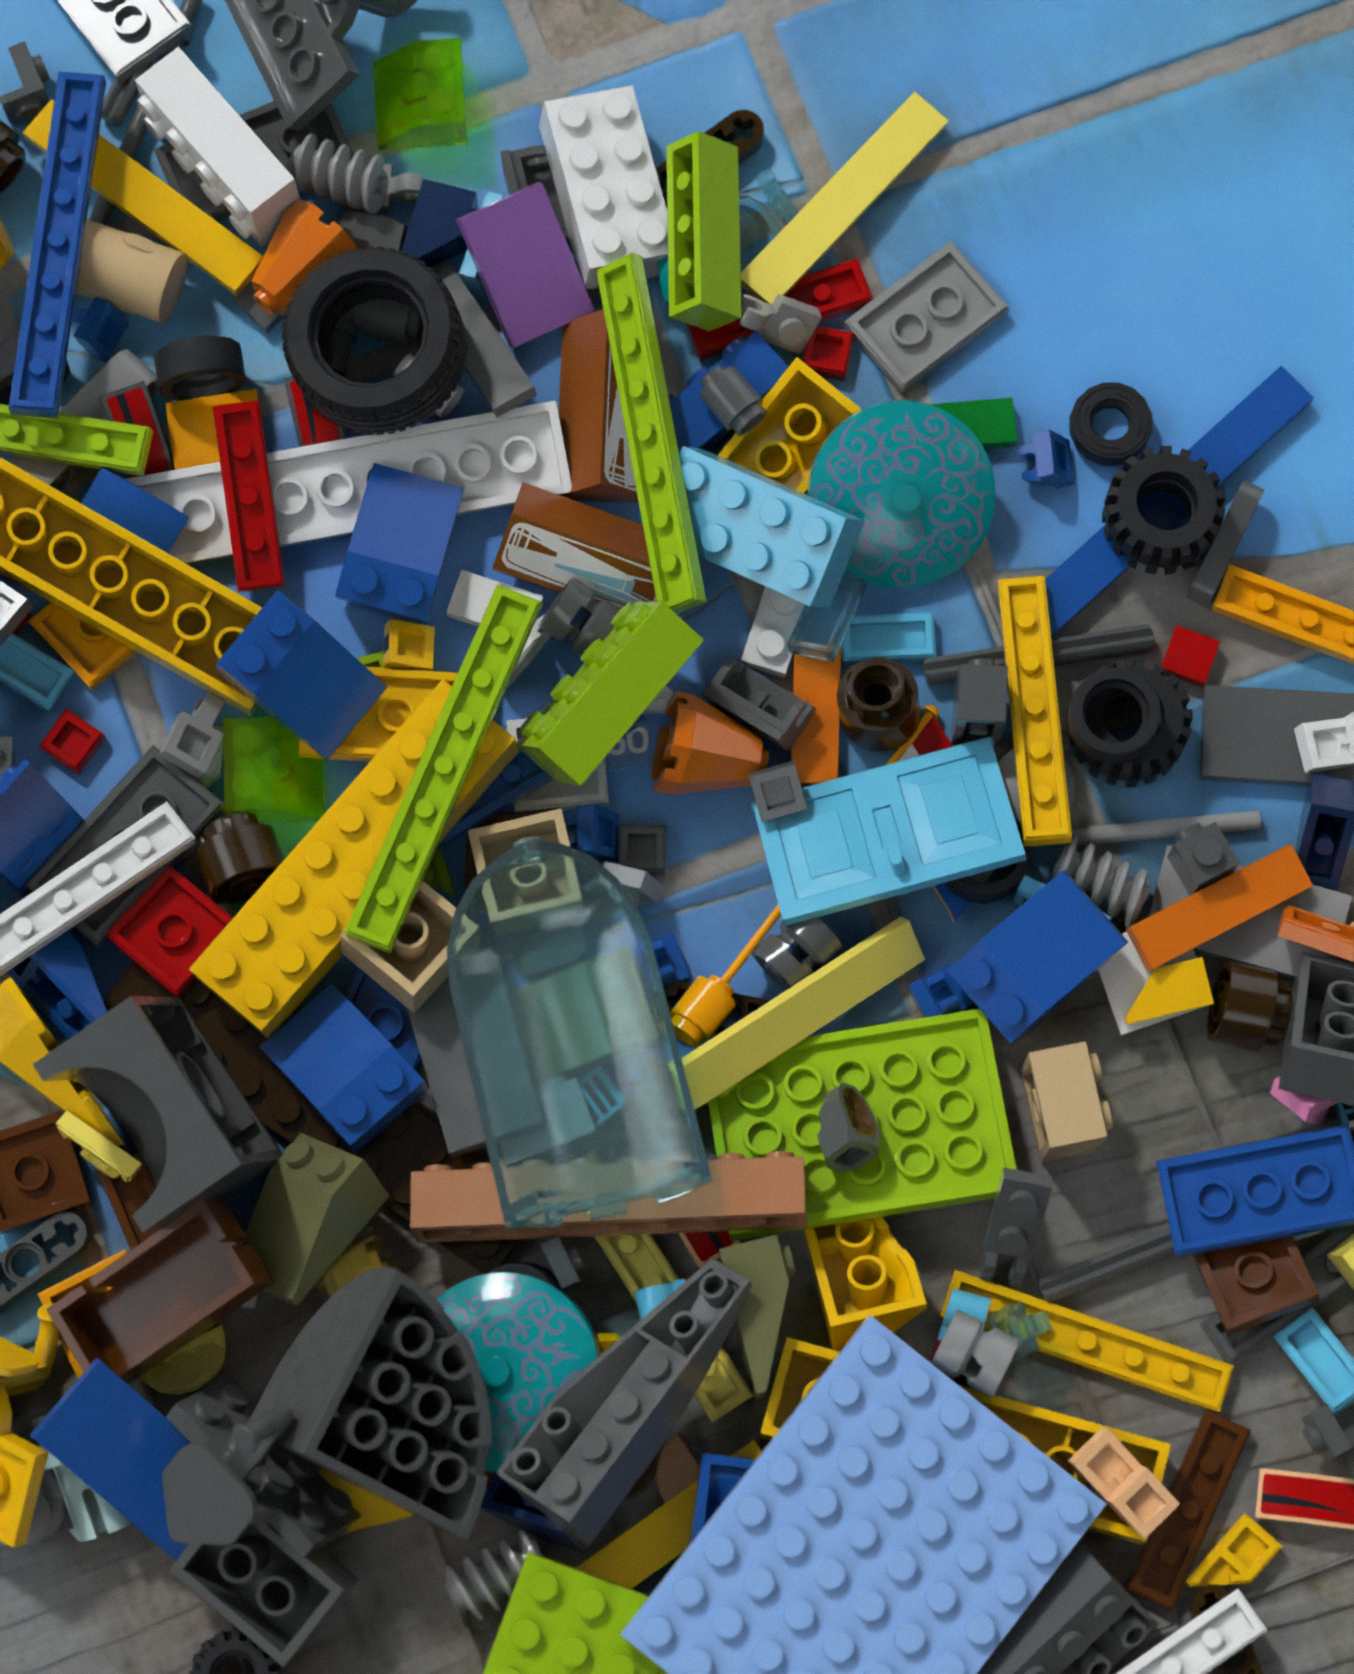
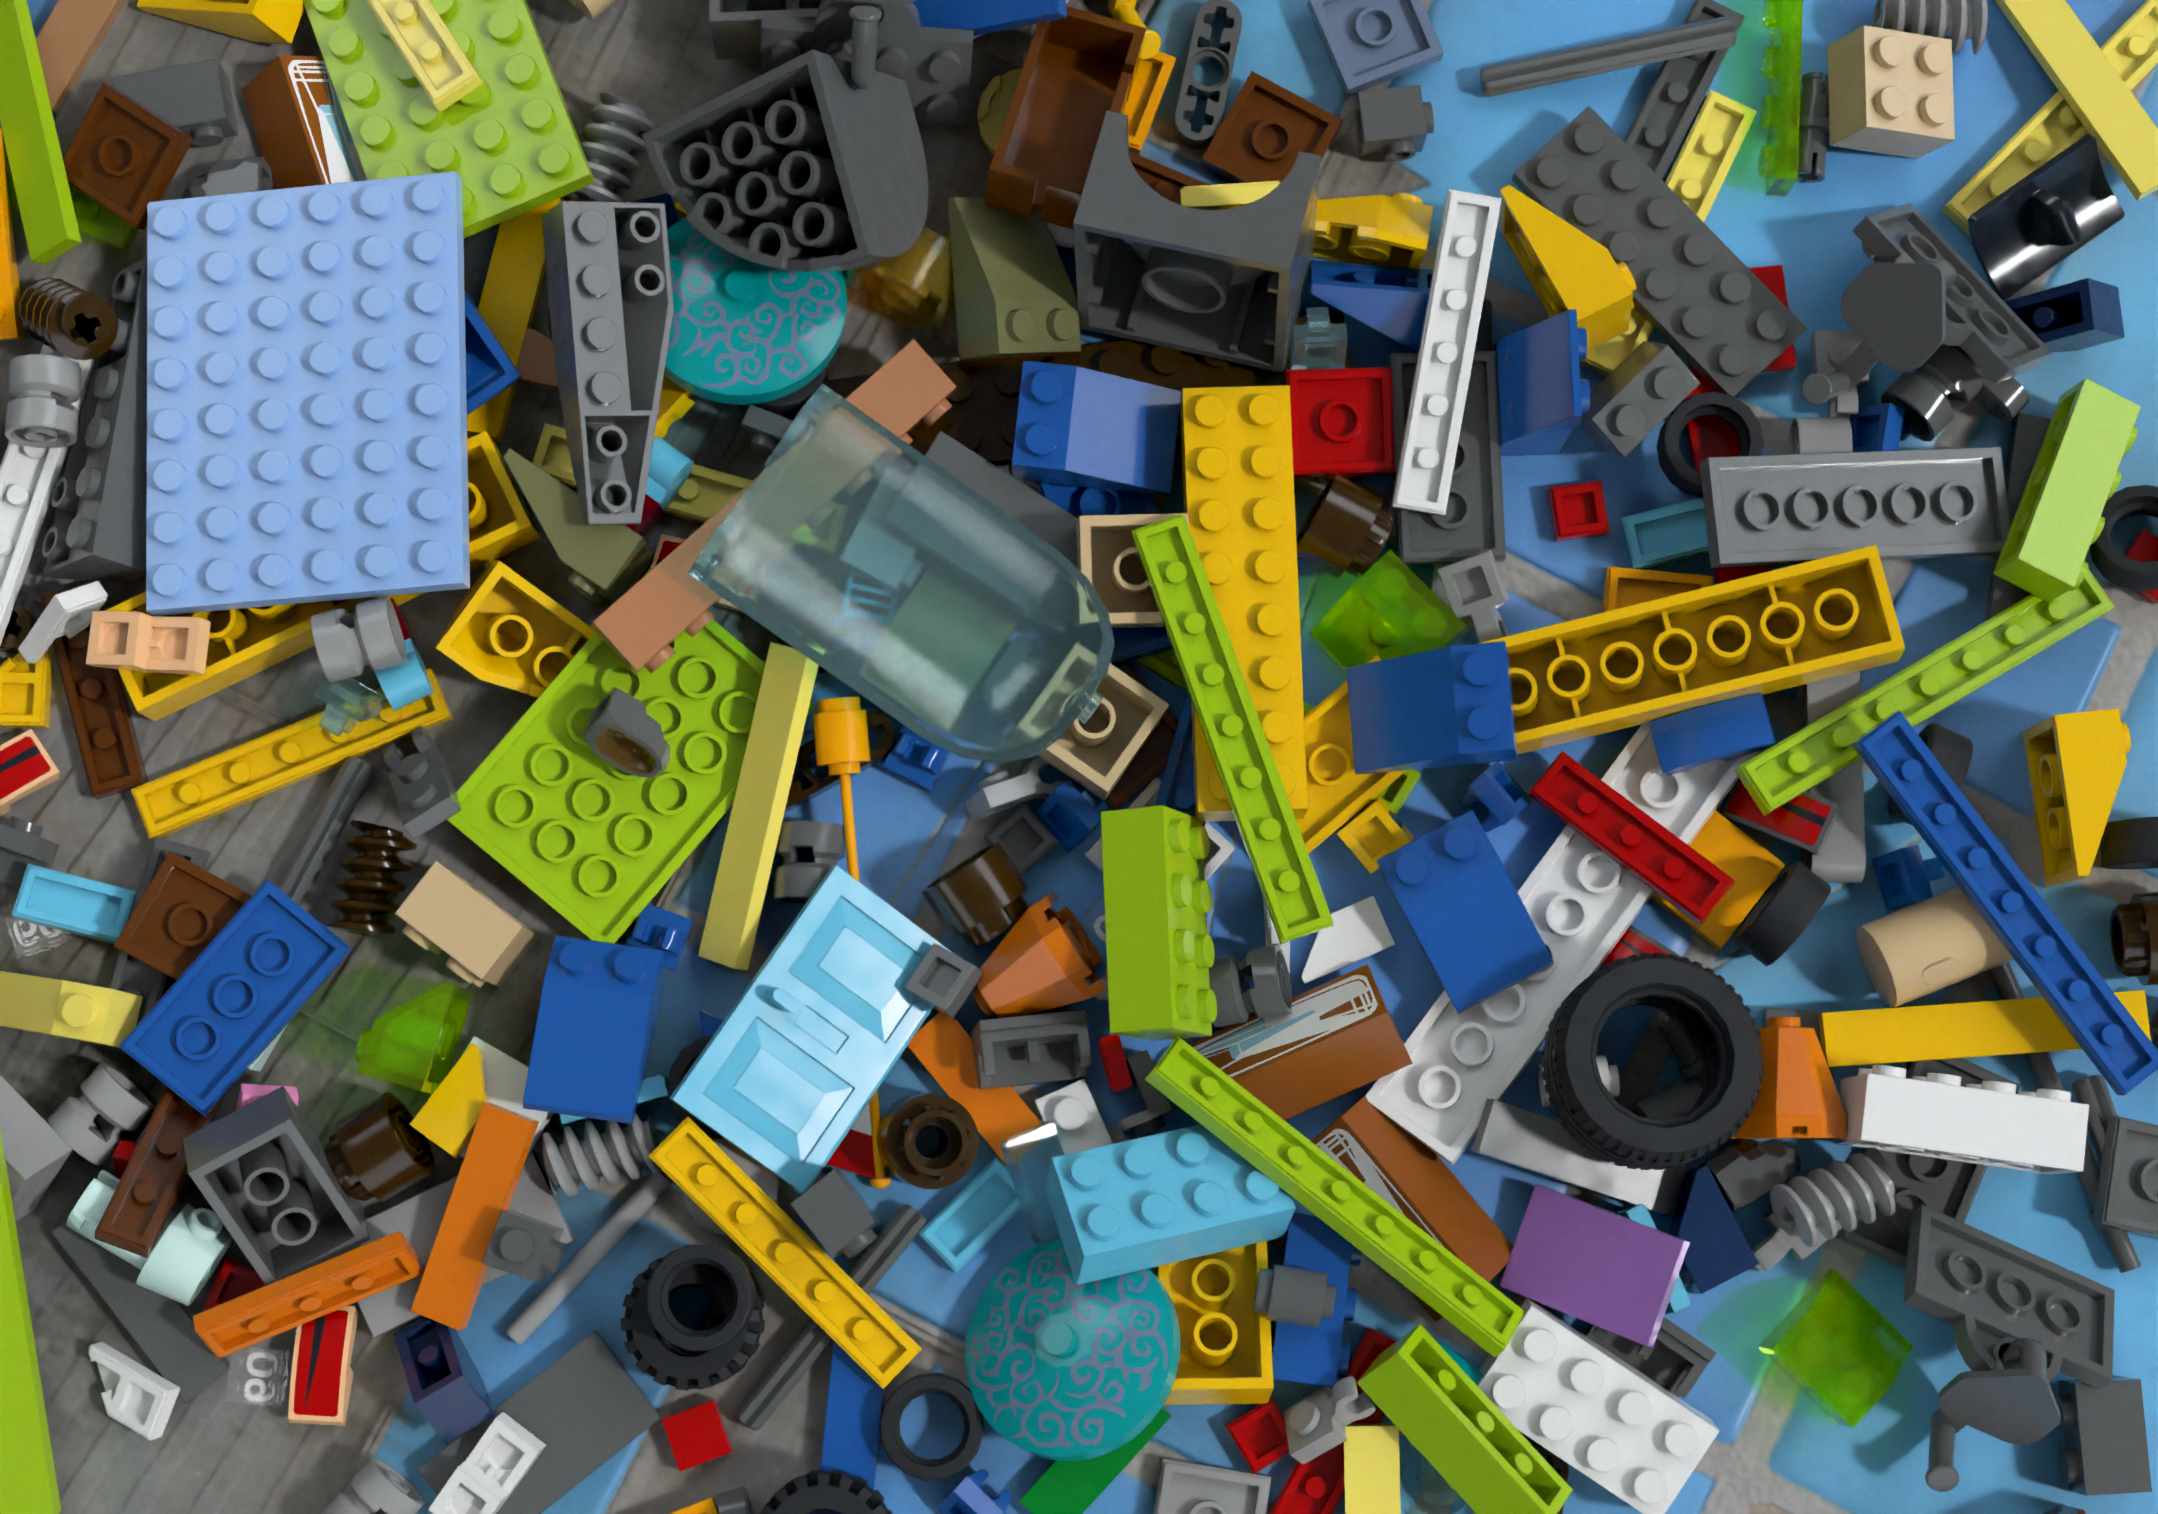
camera: 135 degrees right, 5 degrees up
(136, 982) = (1318, 342): none -> clear light blue tile
(307, 594) = (1500, 795): none -> blue tile
(704, 831) = (979, 896): none -> dark brown piece
(712, 650) = (1114, 1063): none -> red tile
(719, 598) = (1154, 1101): none -> dark grey bracket
(1041, 497) = (890, 1427): none -> black tyre
(1103, 1195) = (371, 880): none -> dark brown piece
(1164, 1055) = (417, 1039): none -> clear neon green slope
(1171, 1566) = (65, 615): none -> white tile

